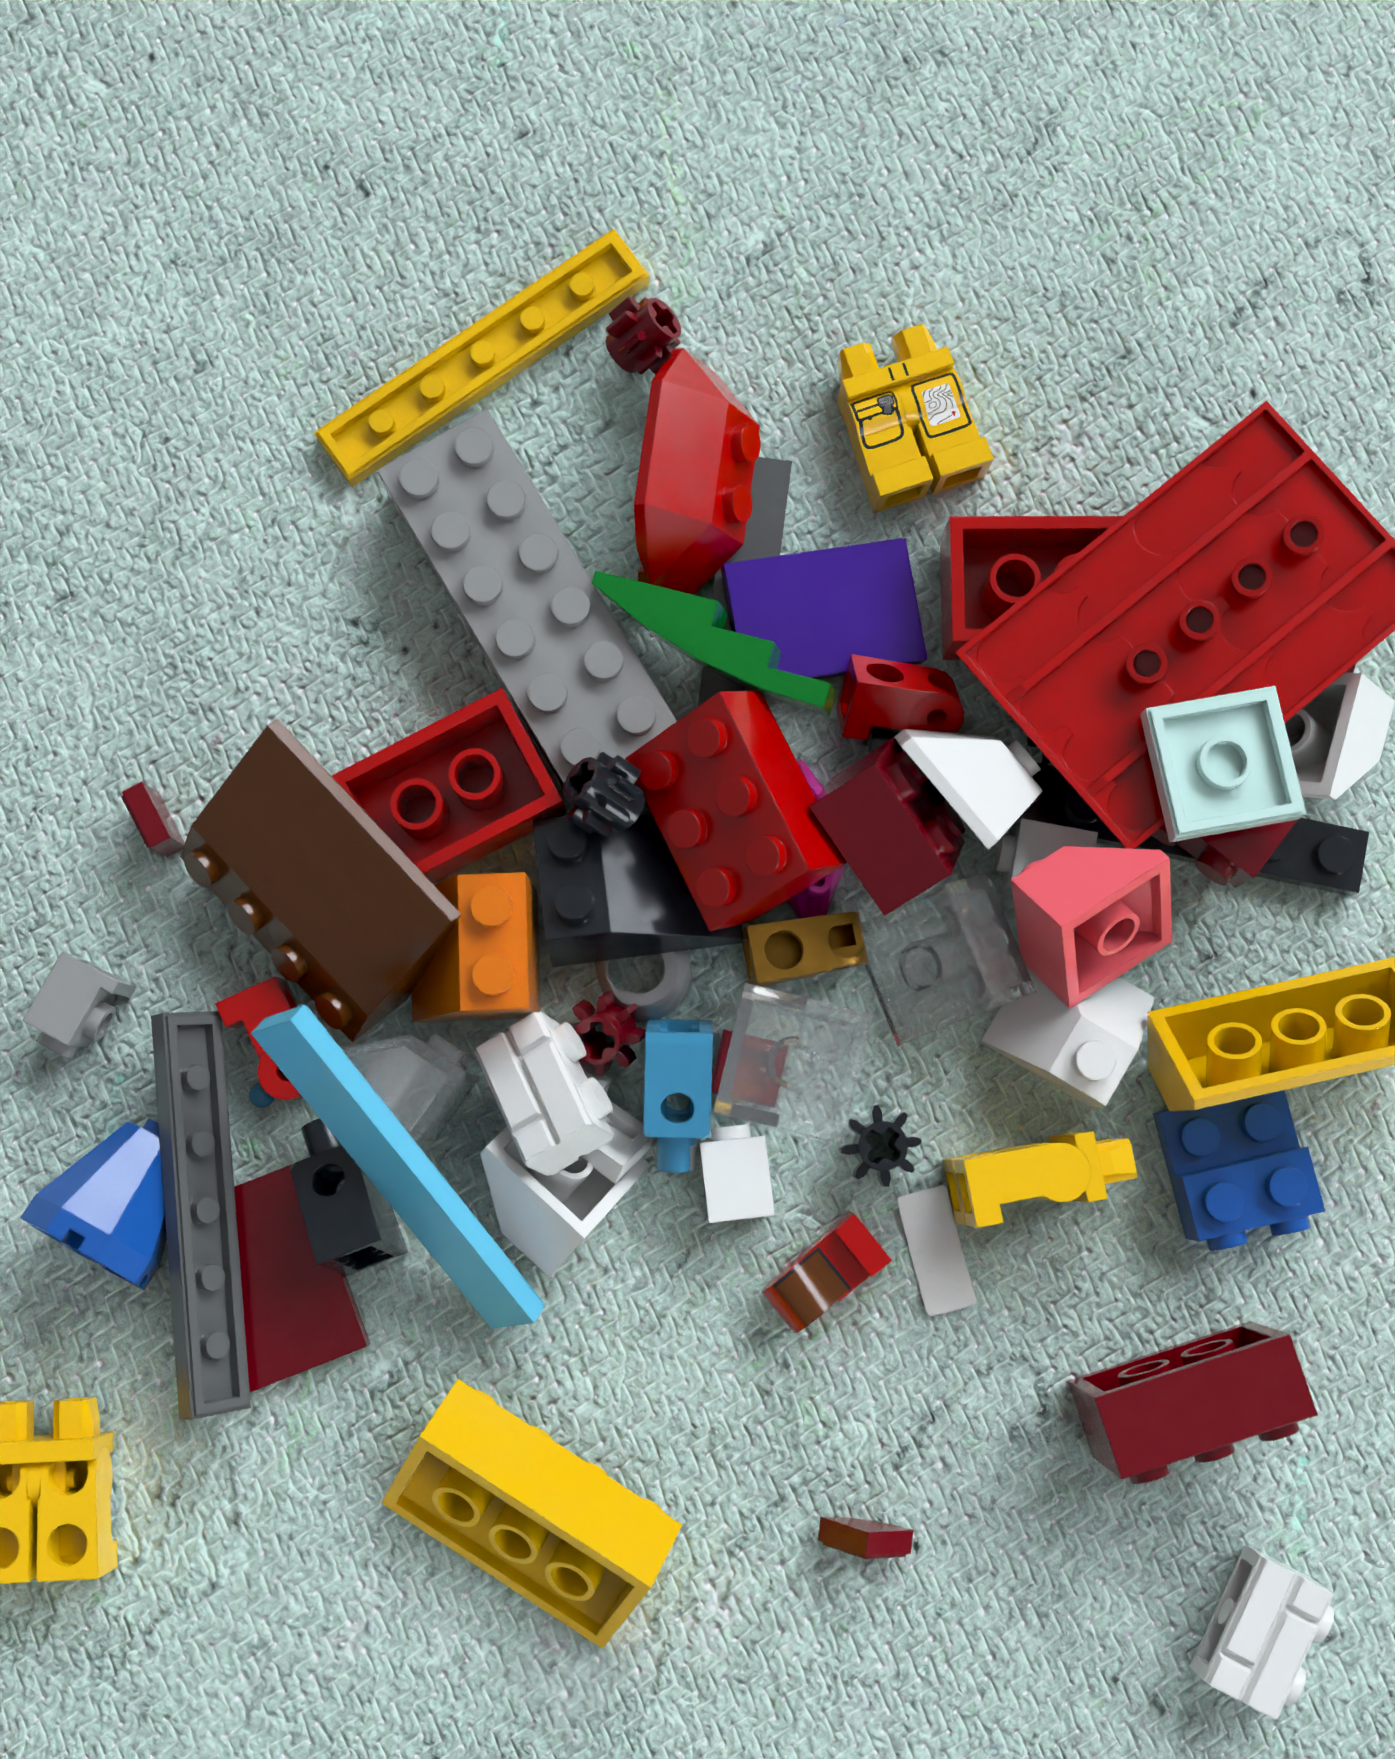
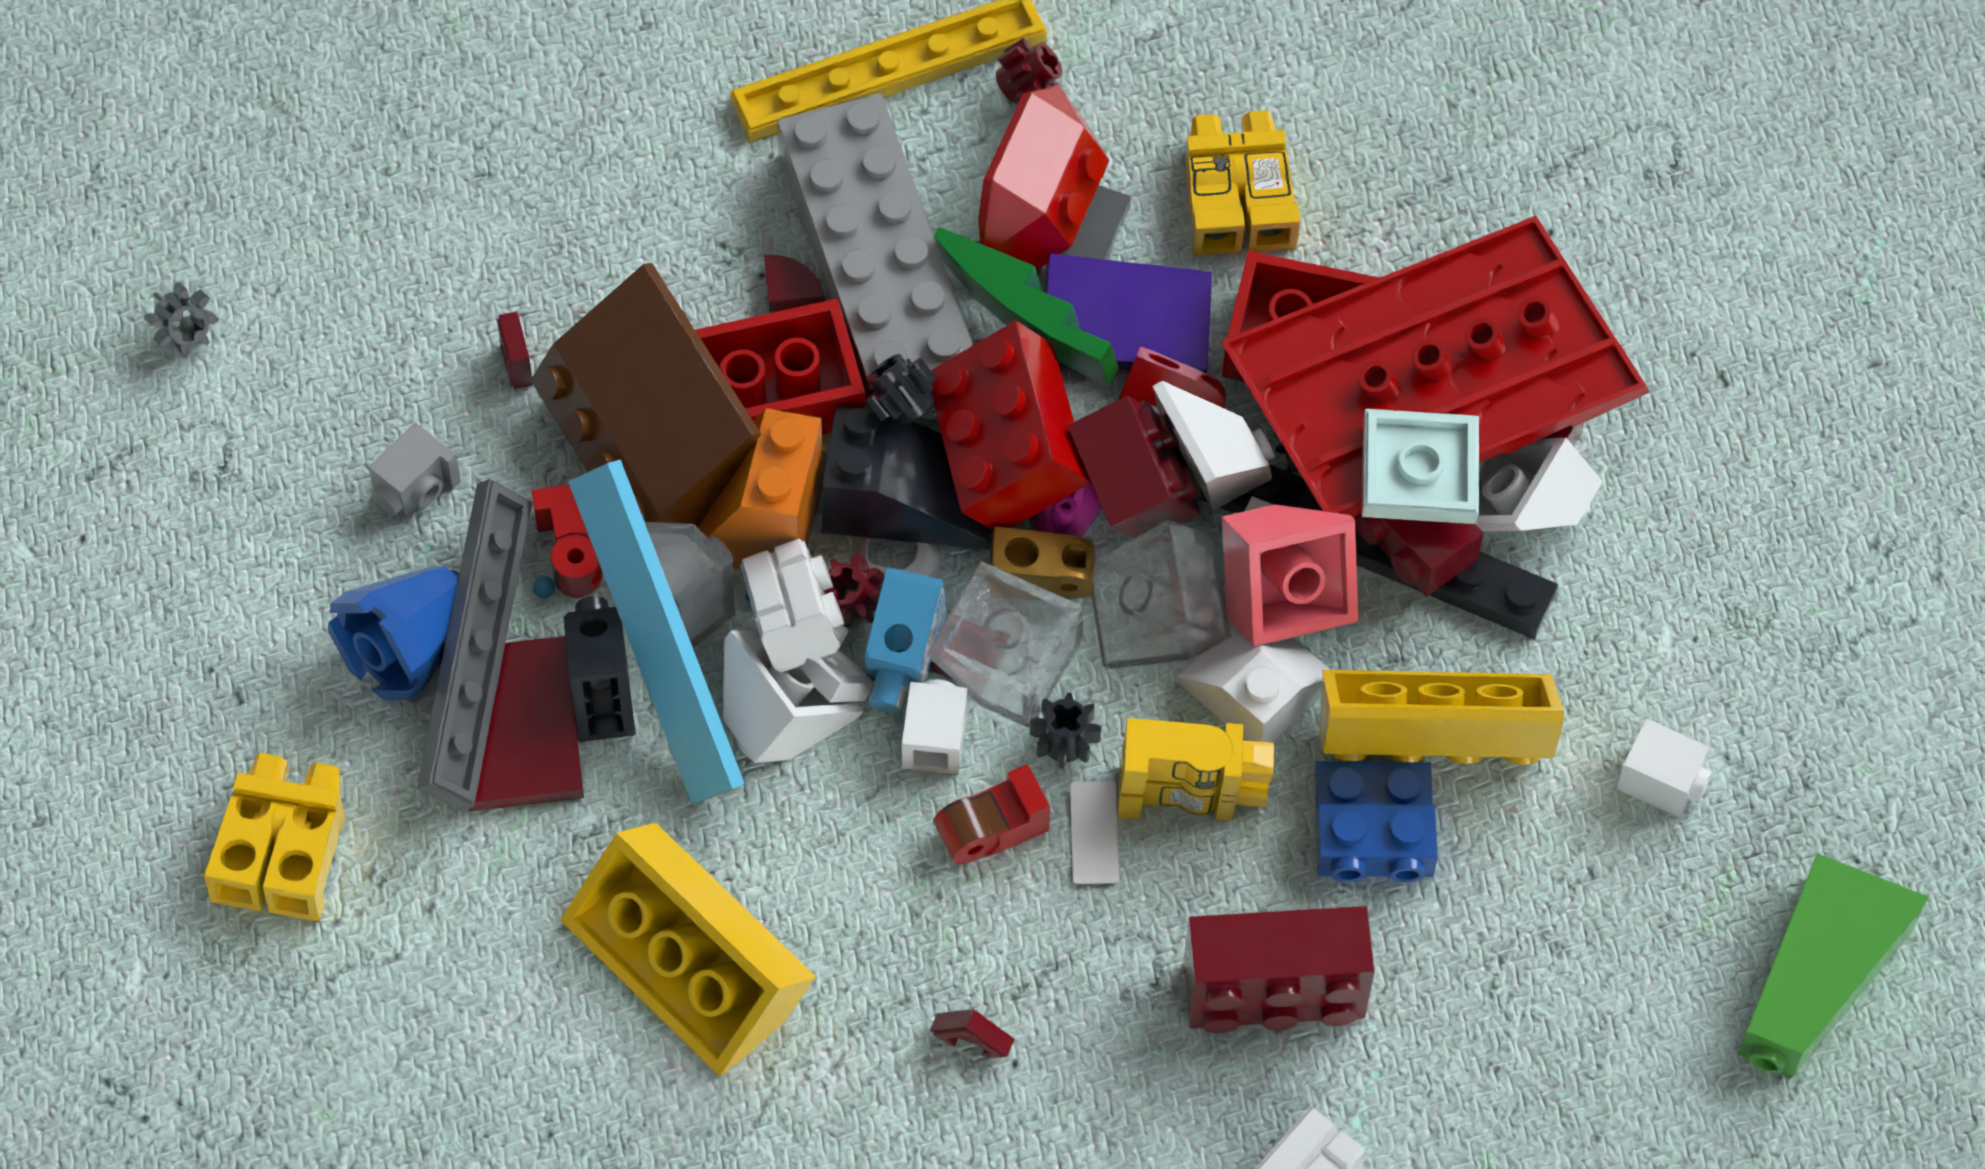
camera: 15 degrees right, 20 degrees down
(441, 658) = (790, 283): none -> dark red tile

